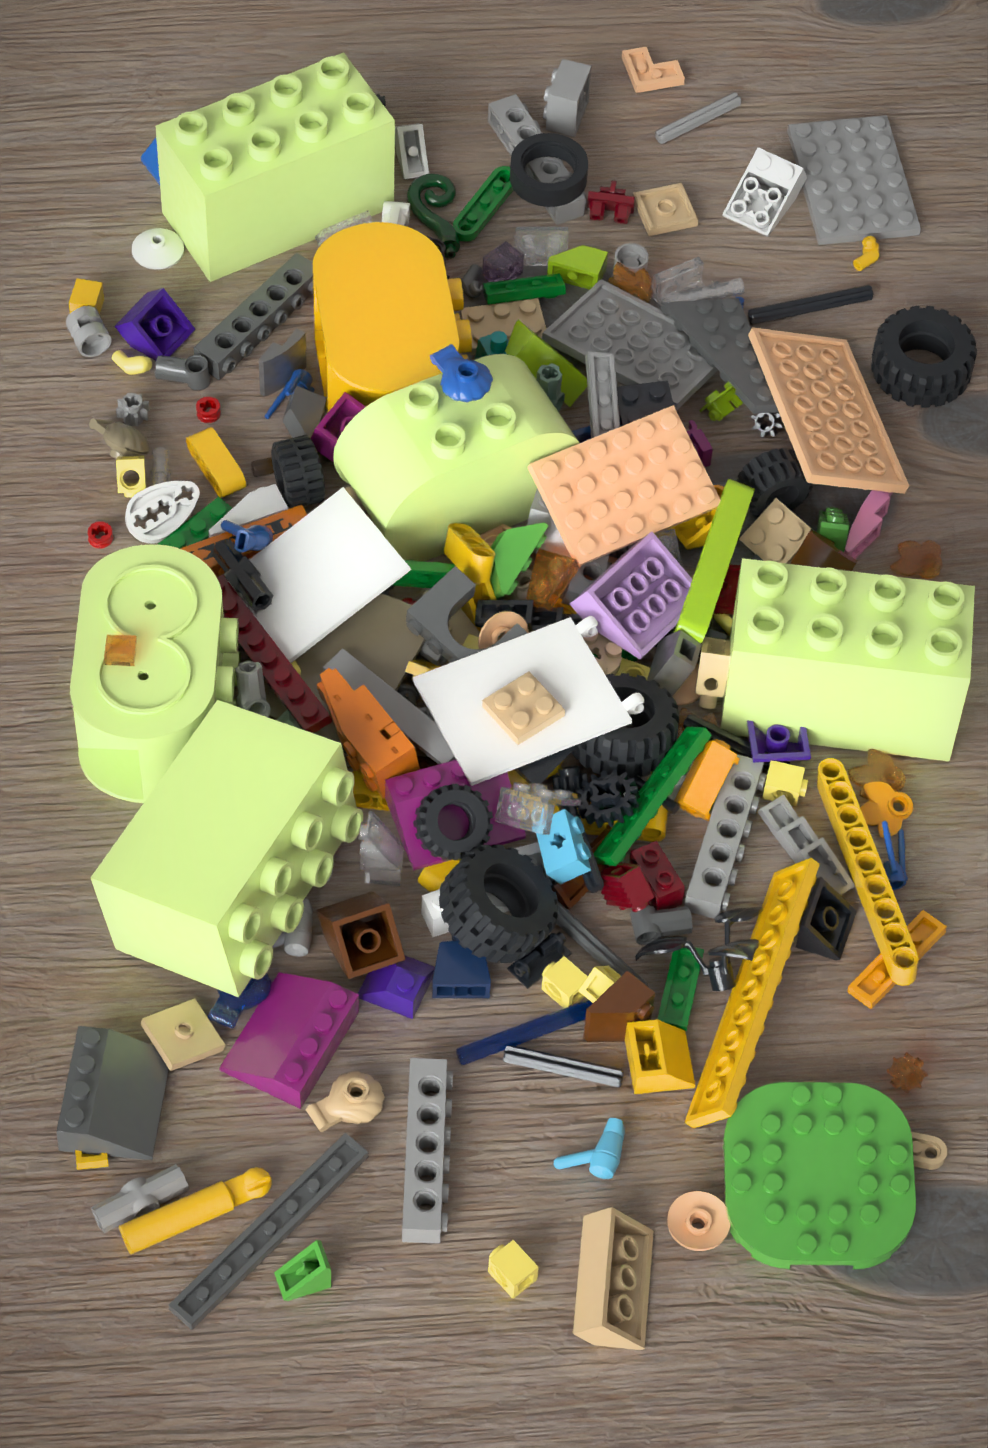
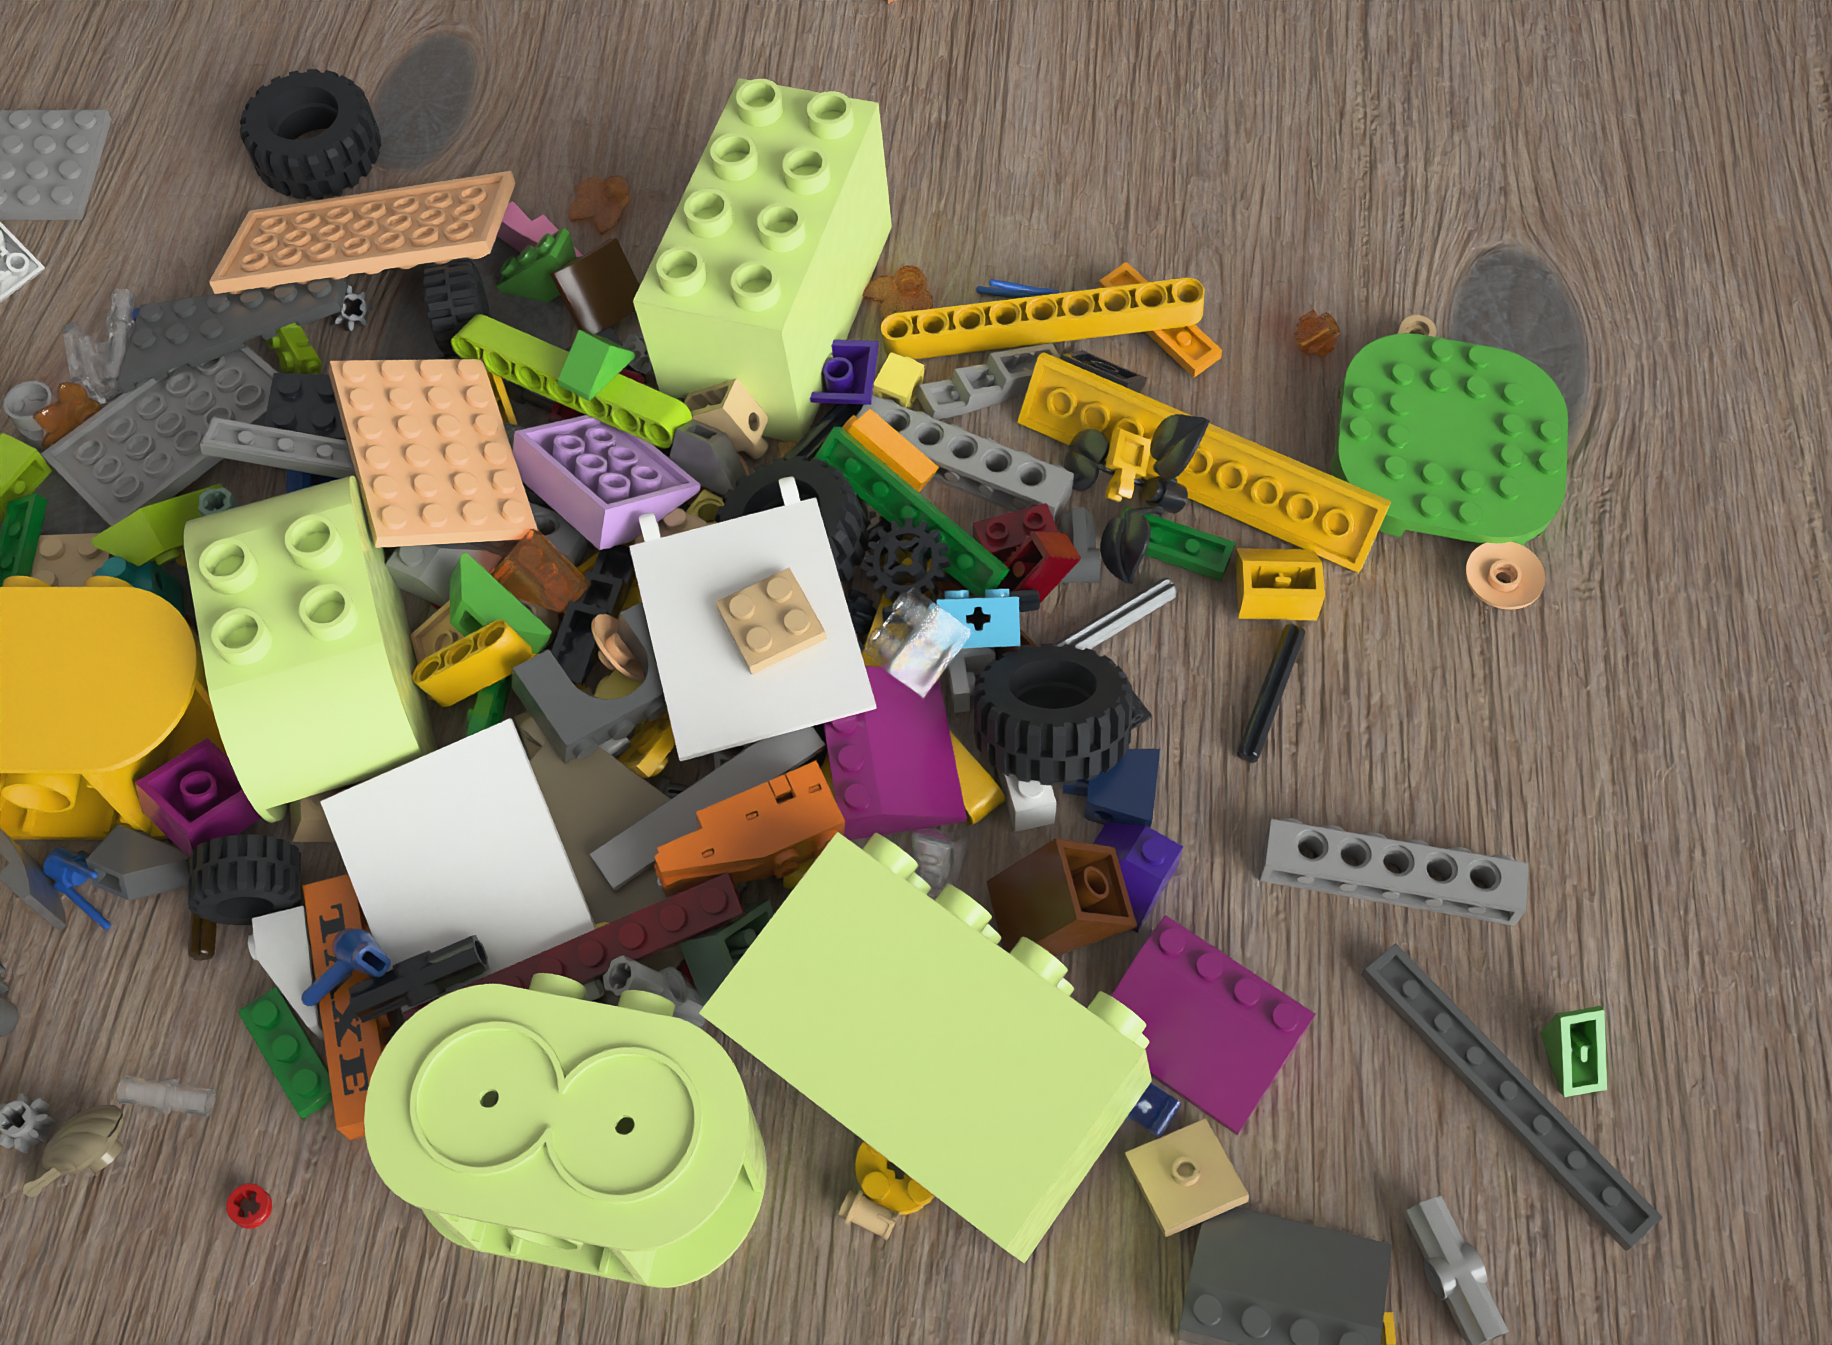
camera: 75 degrees left, 5 degrees up
(120, 650) = (574, 1152): clear orange tile -> none
(127, 463) = (138, 1139): light yellow brick -> none
(149, 500) = (217, 1113): white piece -> none
(194, 1209) = (1478, 1197): yellow piece -> none
(213, 414) = (64, 996): red bush -> none
(216, 462) = (171, 1007): yellow beam -> none
(352, 1099) = (1309, 955): tan animal -> none
(461, 378) = (230, 565): blue animal -> none
(470, 803) = (909, 756): black tyre -> none
(512, 1268) = (1570, 791): light yellow brick -> none
(522, 1032) = (1218, 728): clear blue axle -> none
(563, 981) = (1156, 667): light yellow brick -> none
(598, 982) = (1174, 620): light yellow brick -> none
(606, 1155) = (1410, 664): medium azure piece -> none
(613, 1280) = (1587, 683): tan slope -> none
(621, 1003) = (1213, 603): reddish brown slope -> none
(719, 564) = (592, 364): none -> bright green slope
(732, 932) = (1129, 459): none -> yellow plate
(776, 534) = (535, 313): tan plate -> none
(810, 304) = (176, 237): black axle -> none
(870, 253) = (121, 166): yellow arm -> none
(881, 809) = (946, 289): light orange plate -> none

